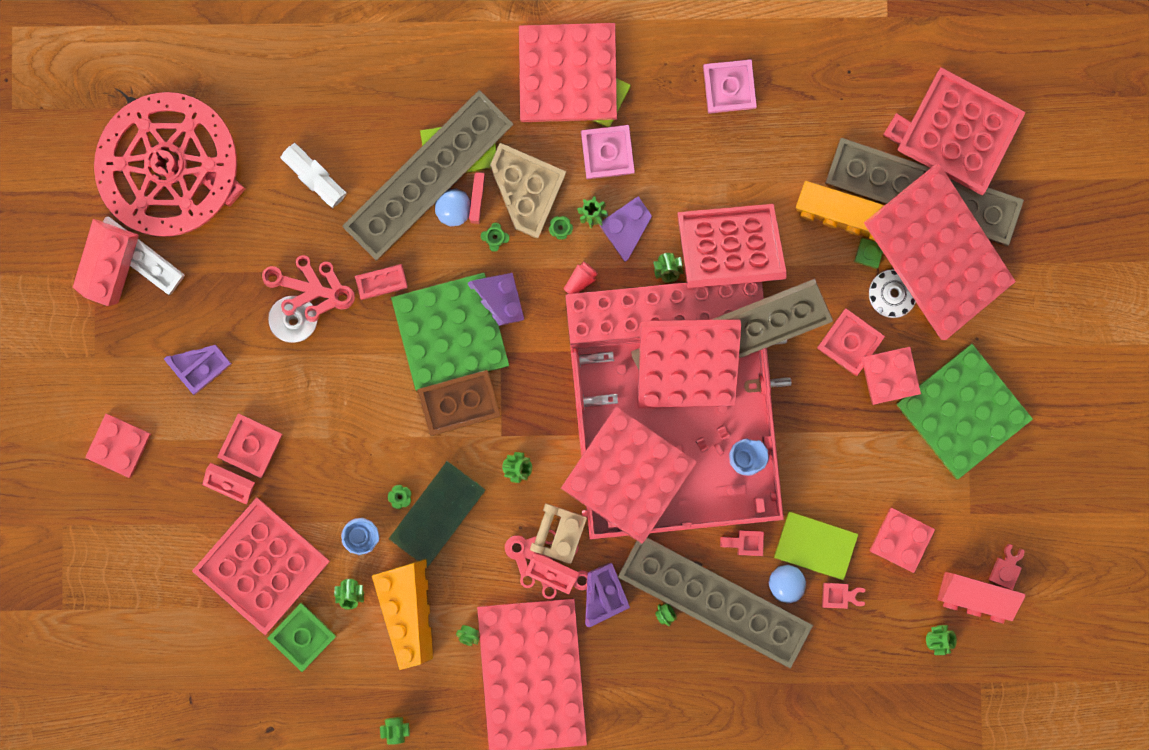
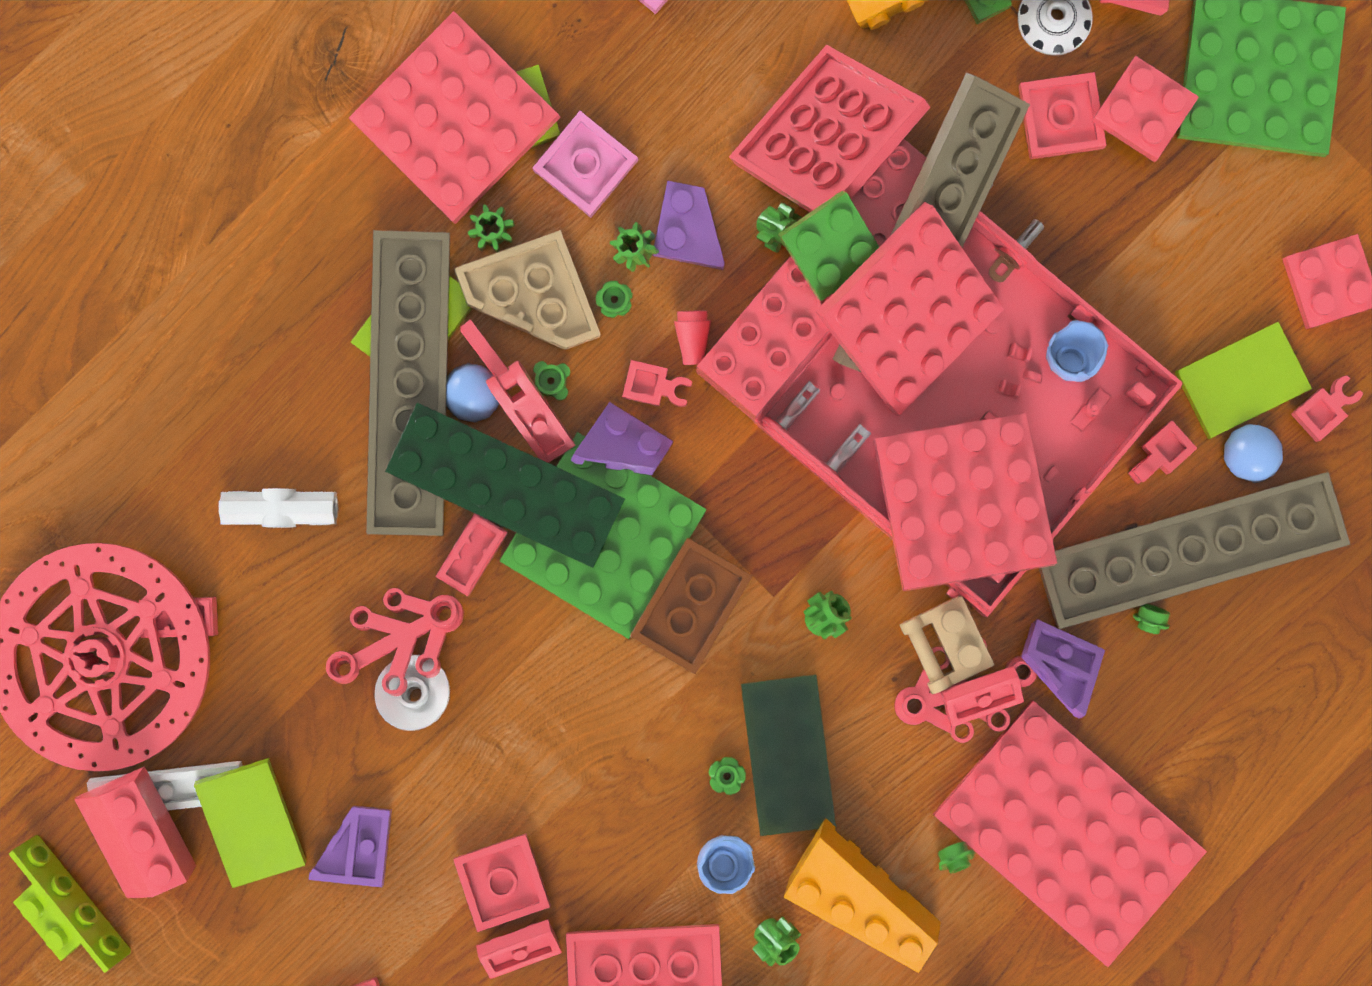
camera: 35 degrees left, 0 degrees up
(38, 264) = (62, 909): none -> lime bracket
(162, 307) = (250, 823): none -> lime tile
(426, 265) = (505, 485): none -> dark green plate
(470, 243) = (531, 413): none -> coral plate
(531, 147) = (489, 218): none -> bright green gear
(538, 282) = (648, 384): none -> coral plate
(678, 297) = (829, 244): none -> bright green plate

